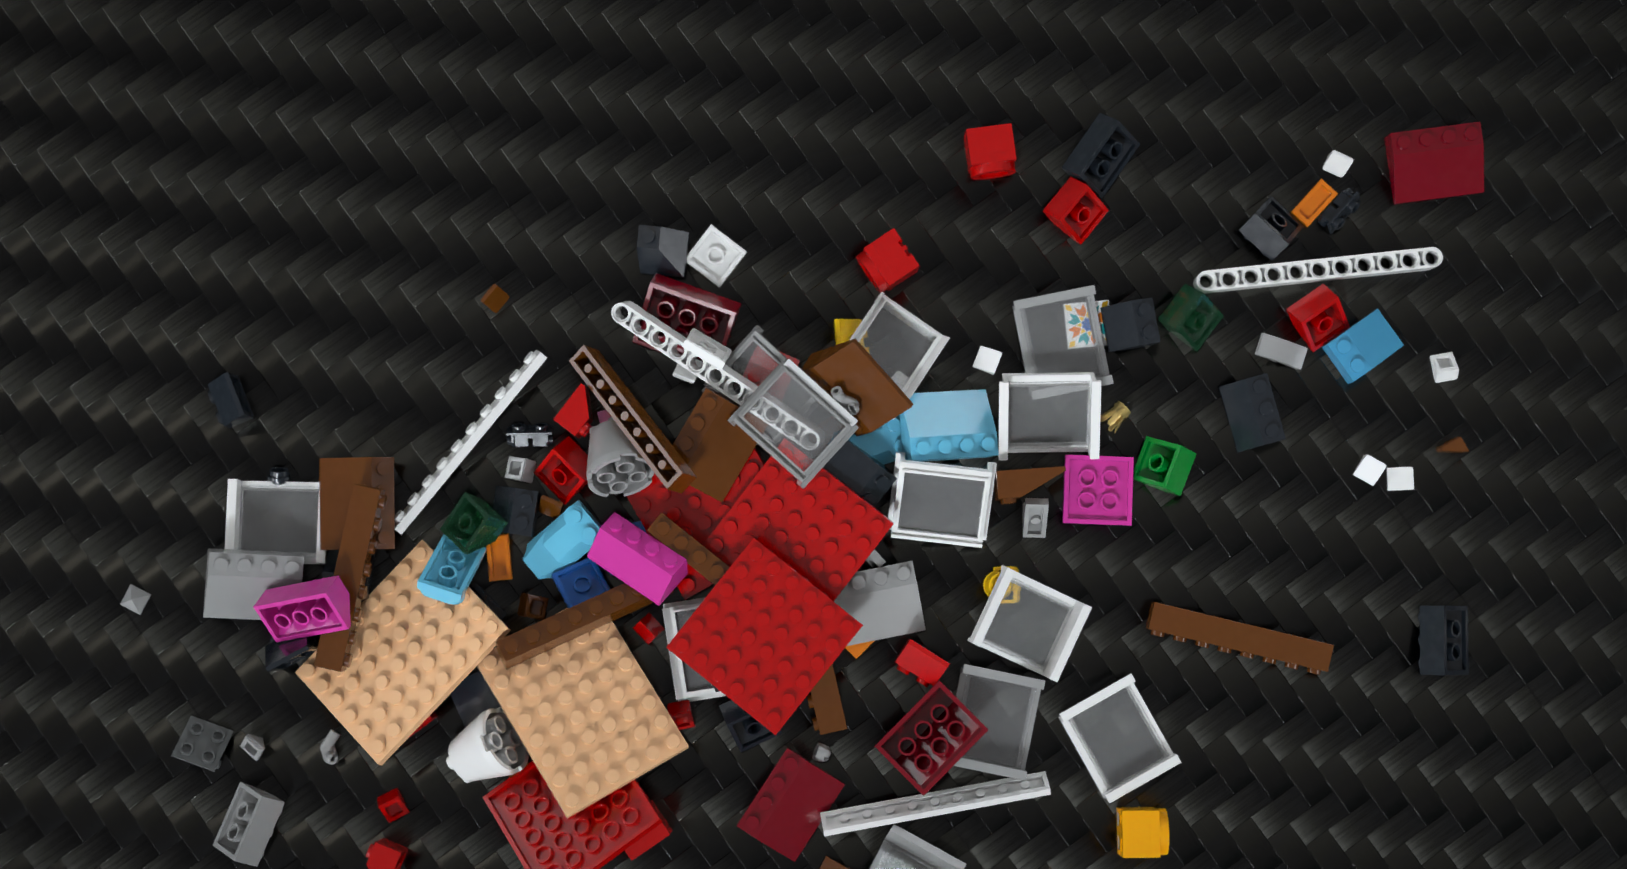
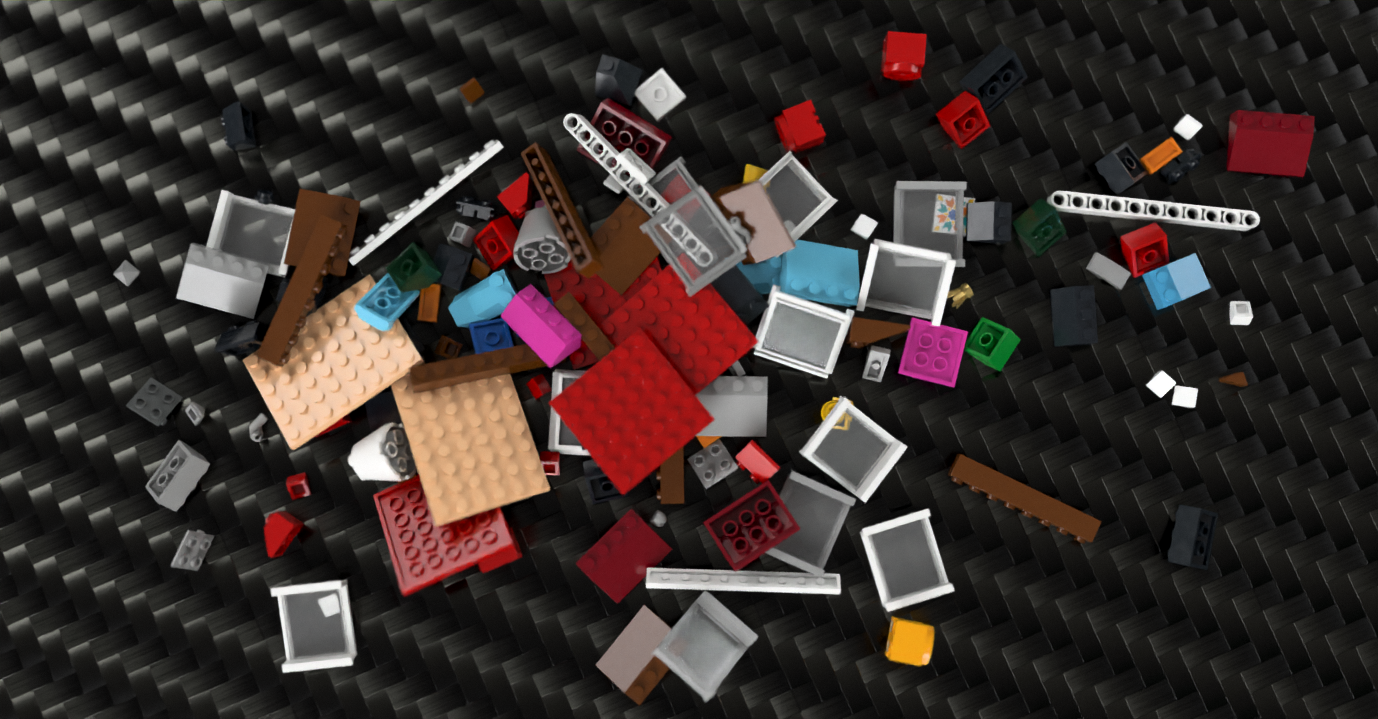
camera: 15 degrees right, 0 degrees up
(305, 609) = (259, 307): dark pink slope -> none
(870, 675) = (712, 463): none -> light grey hinge

